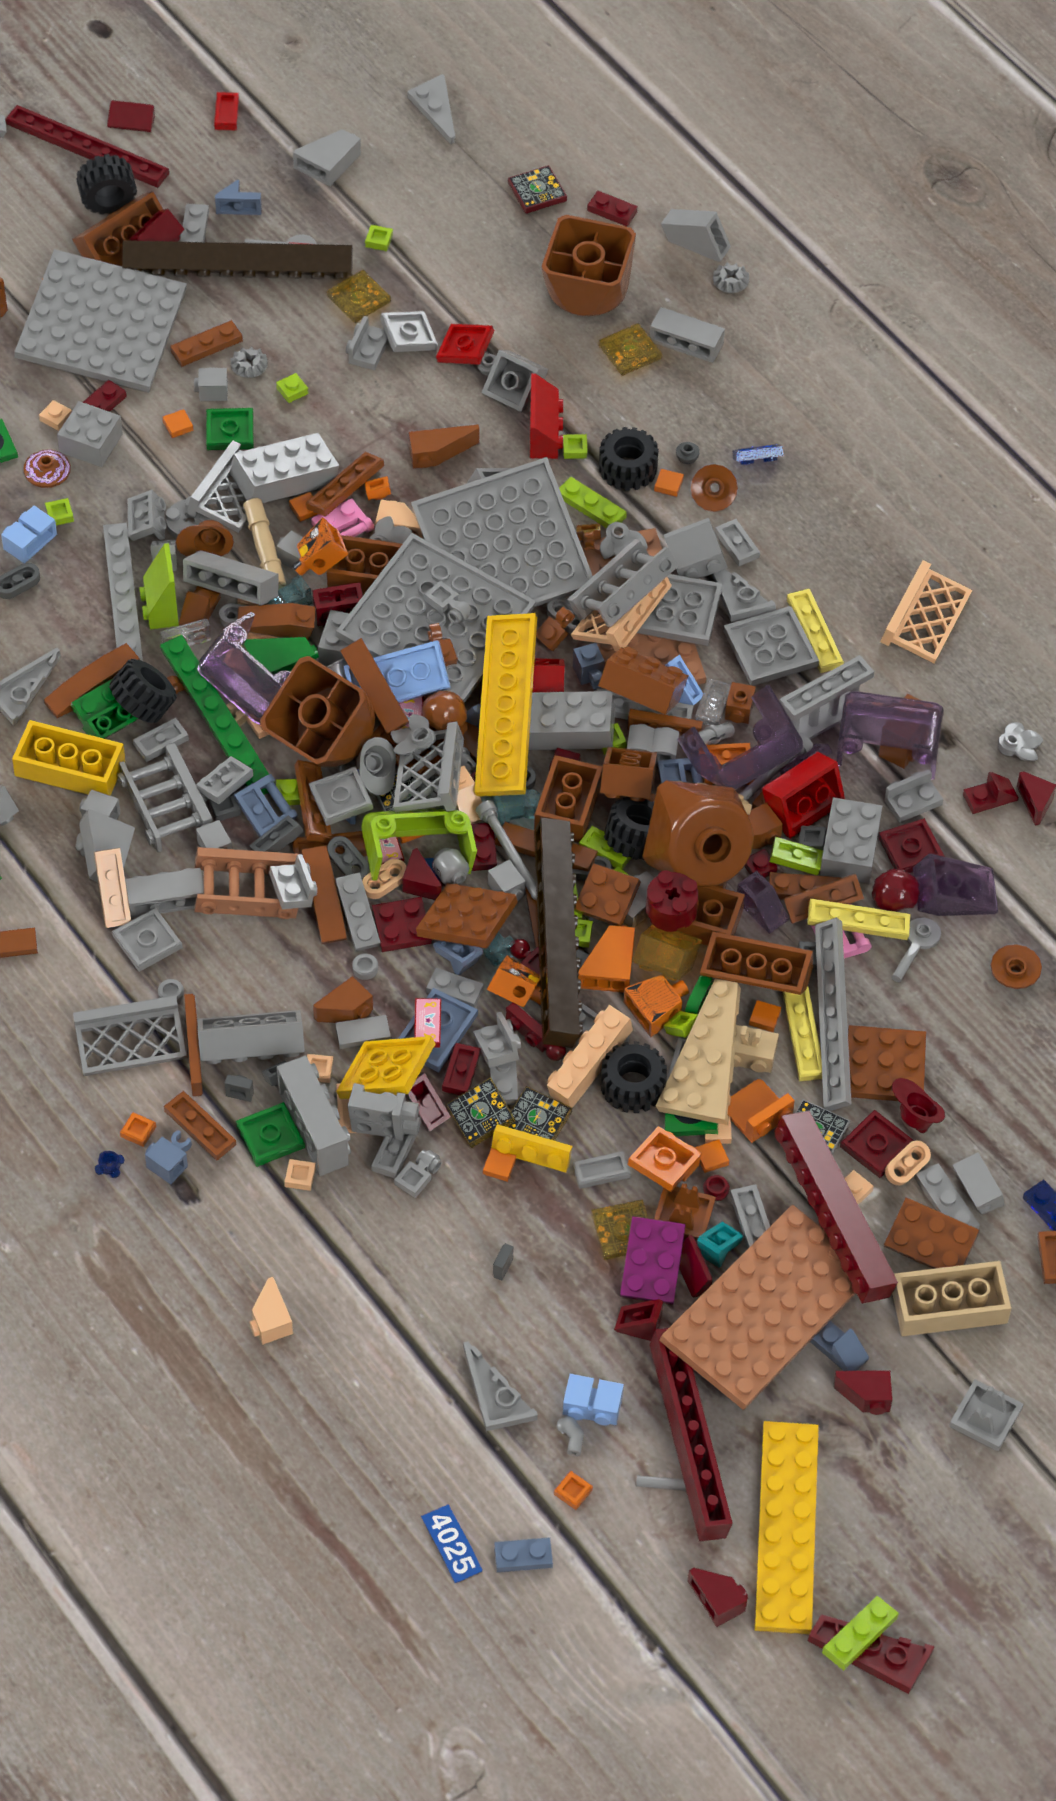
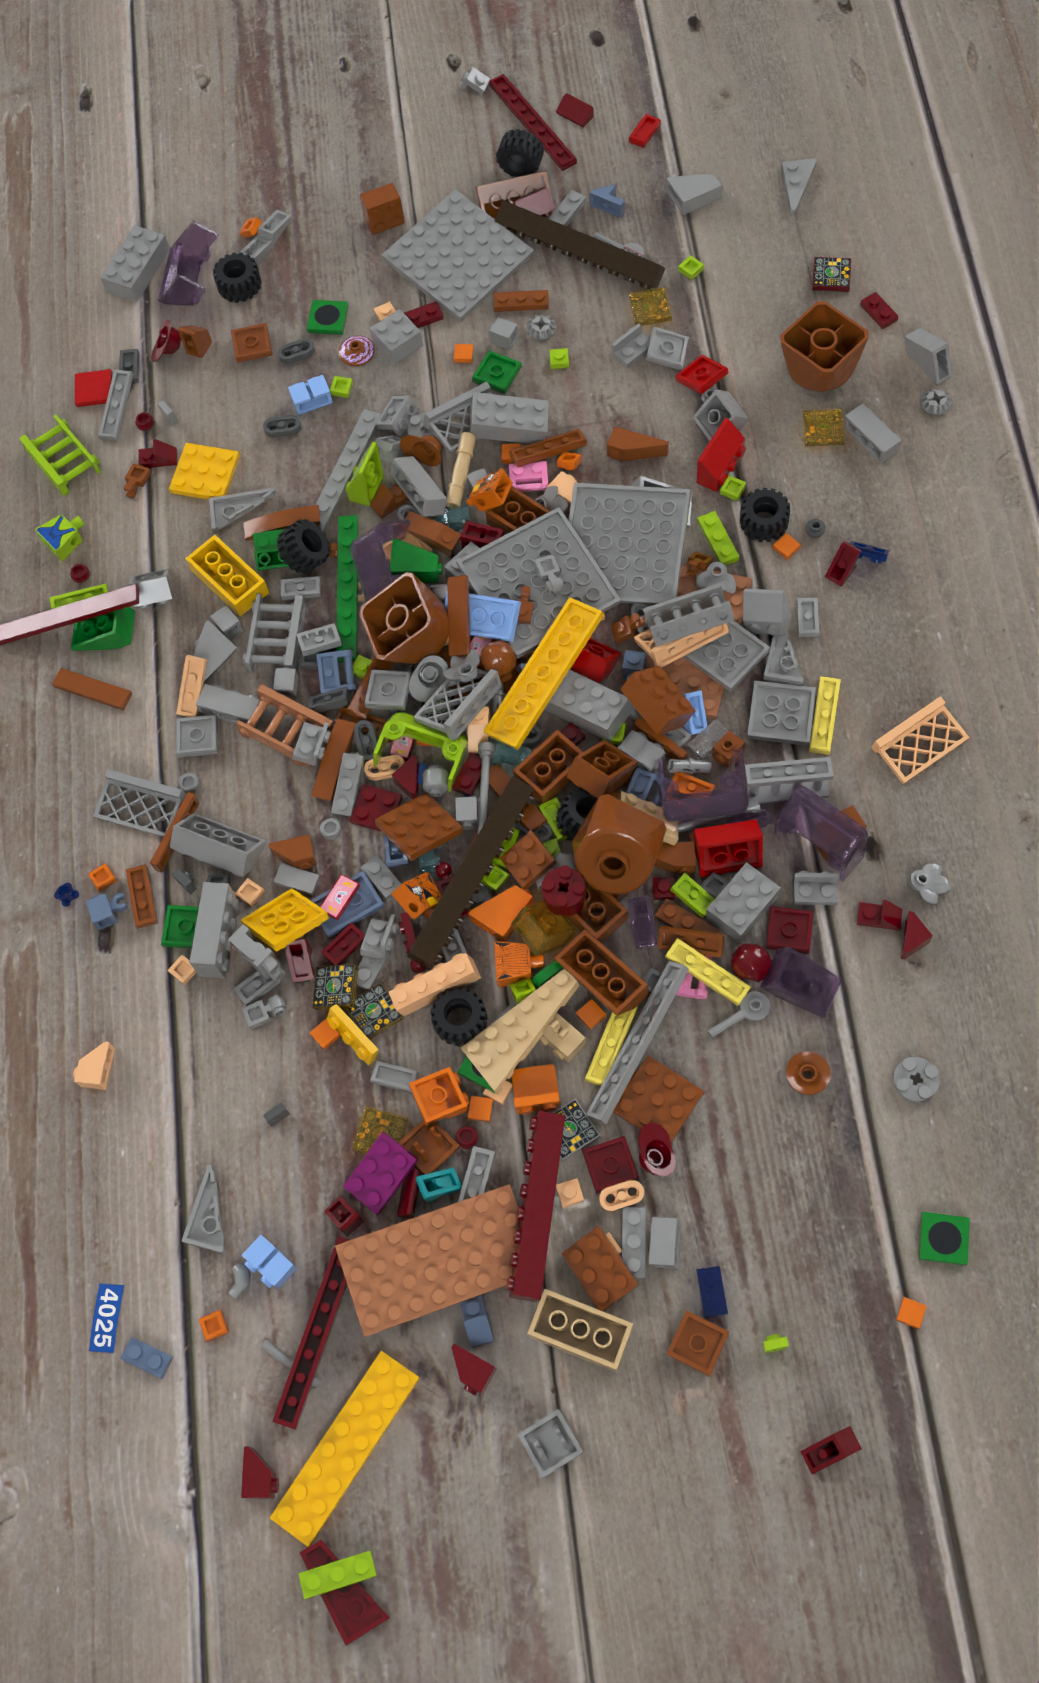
camera: 40 degrees right, 10 degrees up
(194, 633) = (367, 516): clear plate -> none
(702, 491) = (807, 565): dark orange dish -> none
(743, 469) = (843, 563): none -> dark red slope

